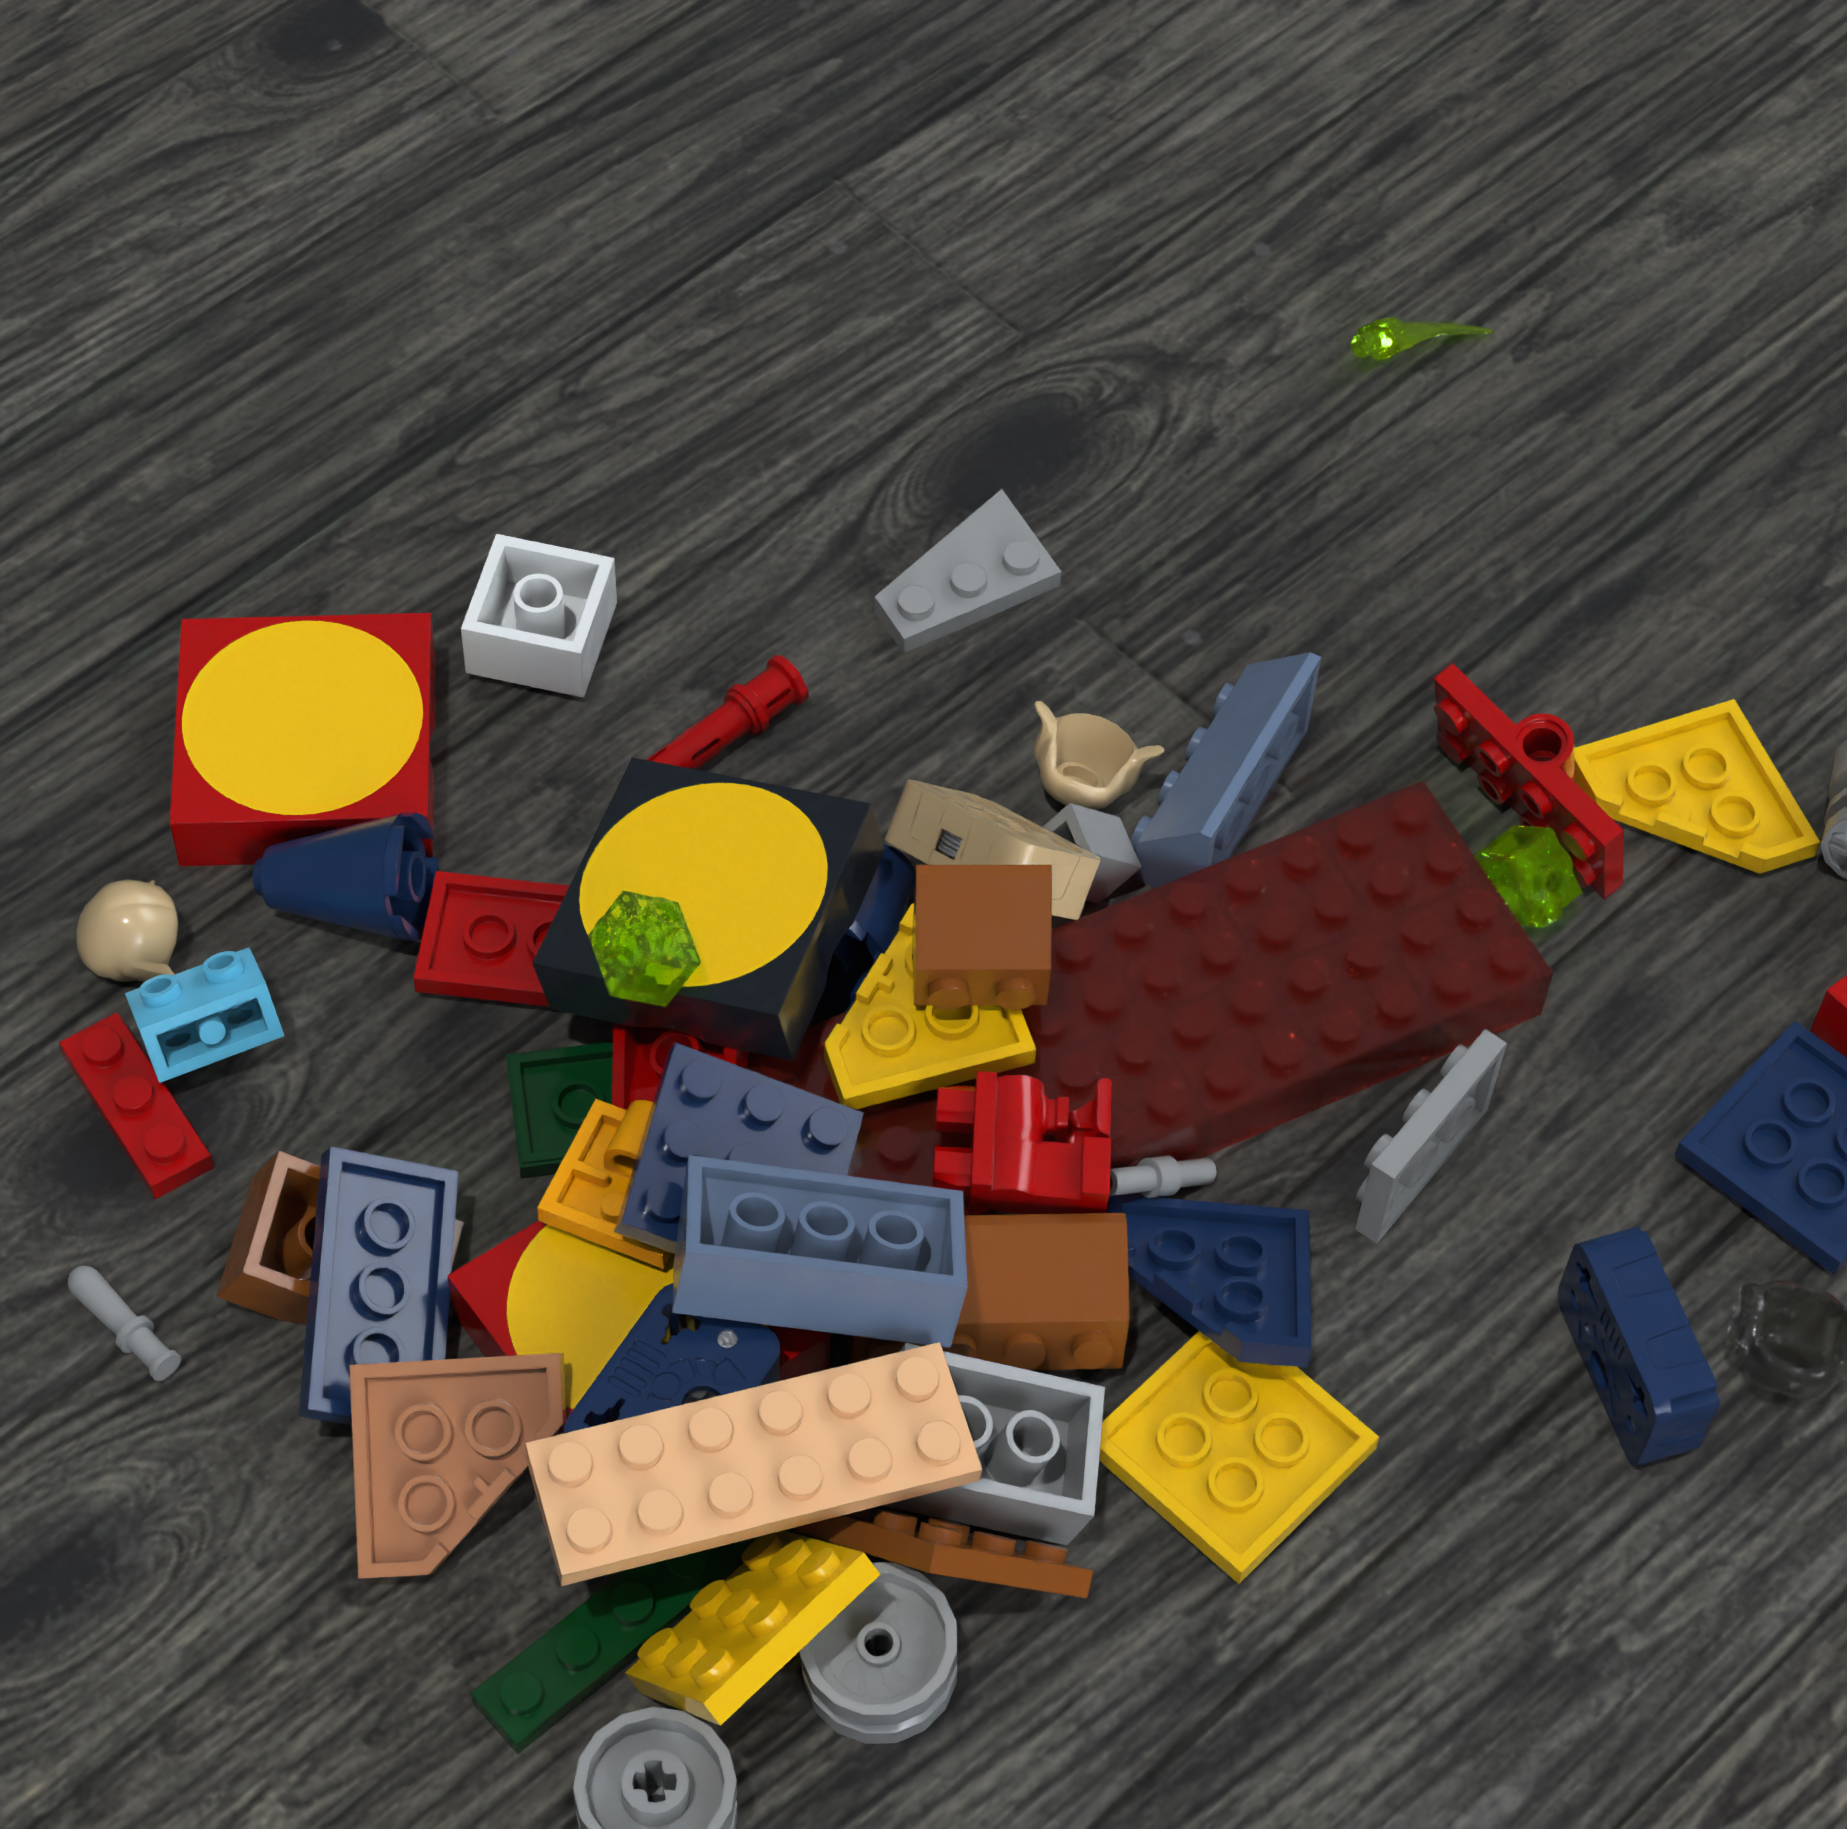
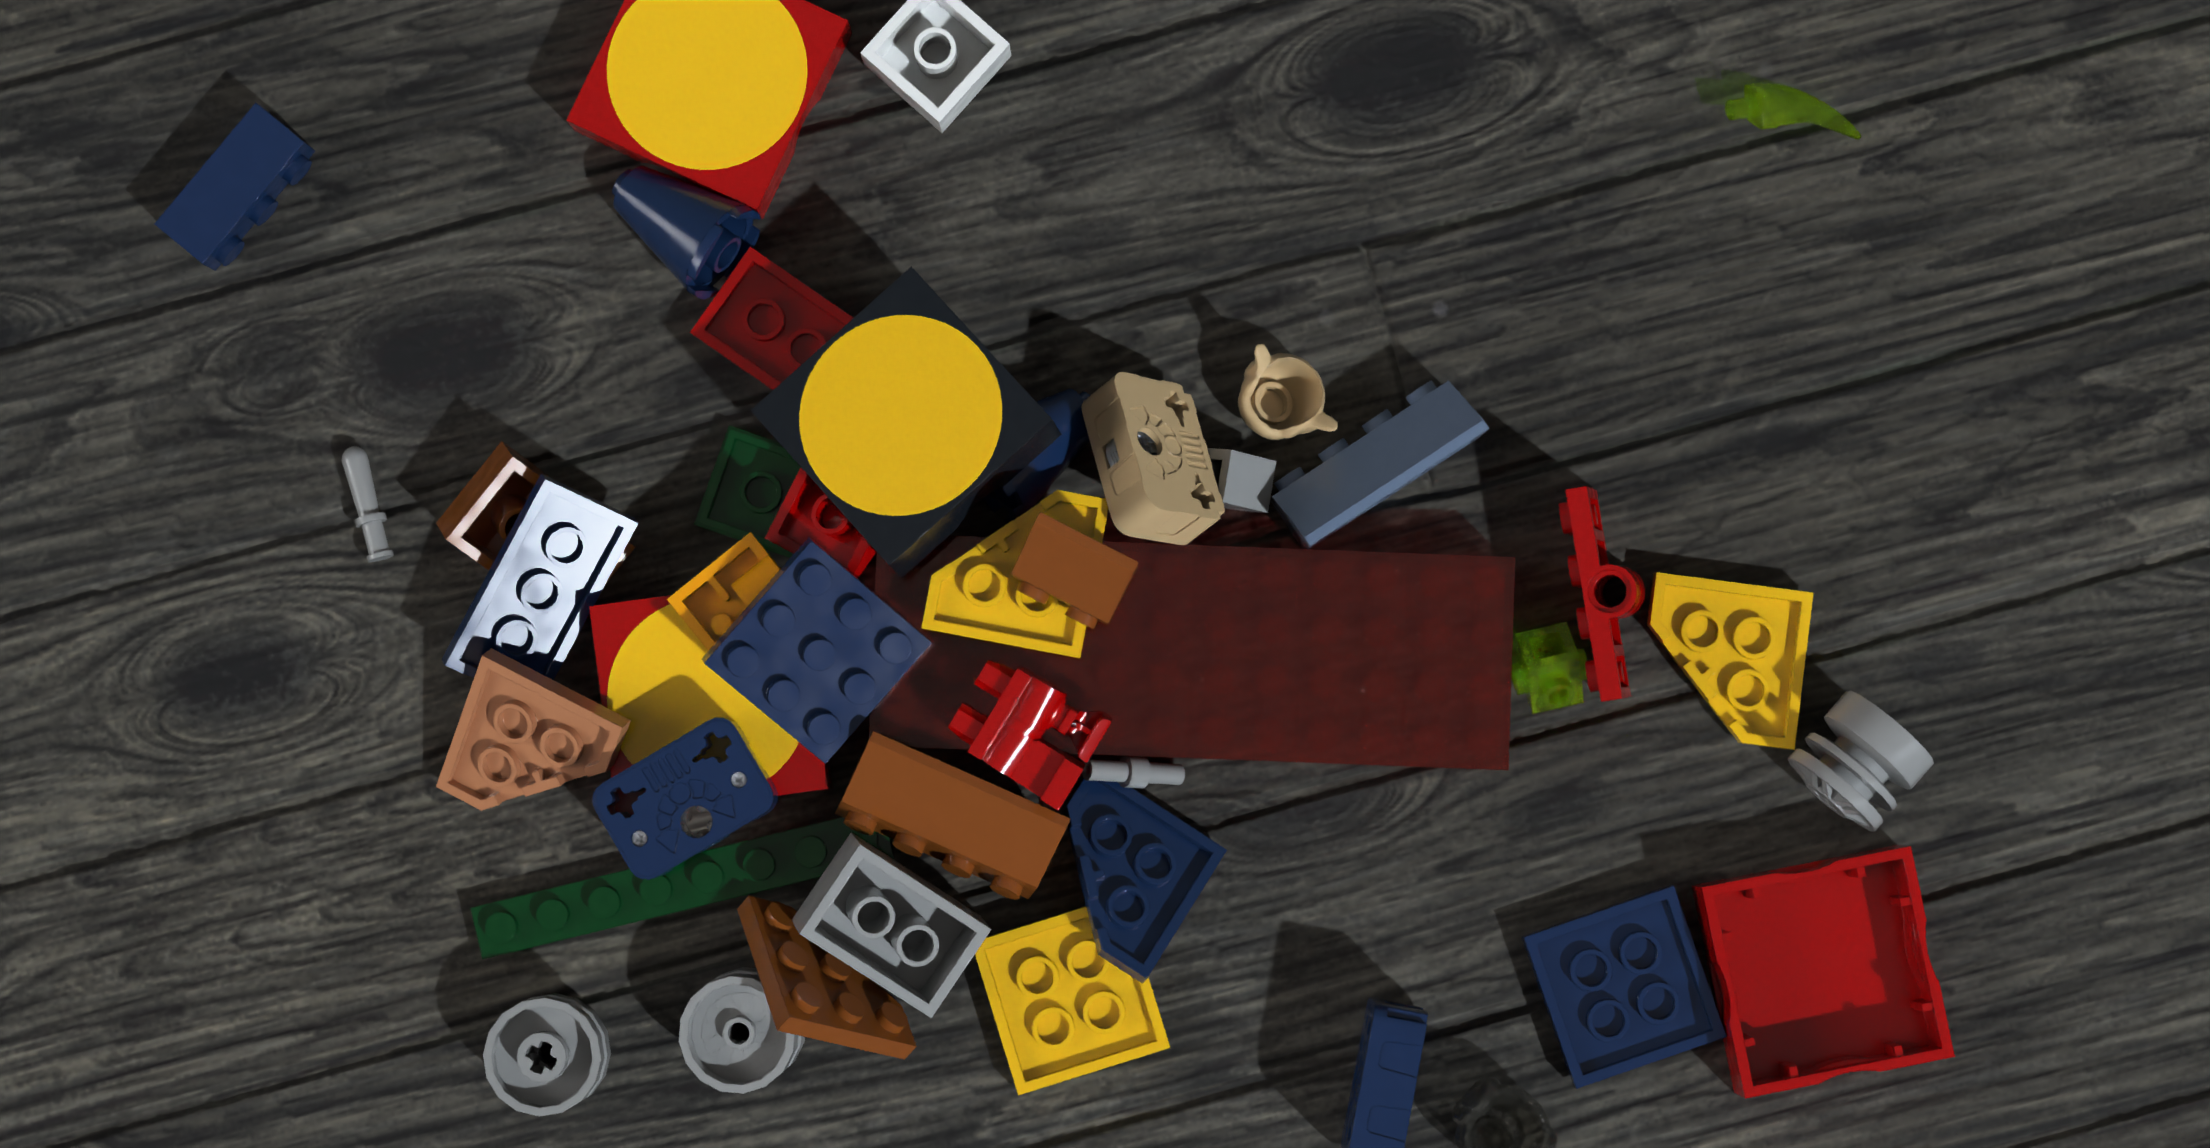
camera: 30 degrees right, 30 degrees up
(128, 931) = (506, 185): tan hair -> none
(136, 1105) = (452, 329): red plate -> none
(204, 1013) = (524, 291): medium azure brick -> none
(644, 948) = (817, 466): clear neon green brick -> none
(744, 712) = (1052, 213): red pin -> none
(750, 1624) = (659, 980): yellow plate -> none
(751, 1463) = (705, 886): light nougat plate -> none
(820, 1252) = (830, 755): sand blue slope -> none
(967, 577) = (1295, 168): light grey wing -> none
(1430, 1134) = (1339, 846): light grey plate -> none

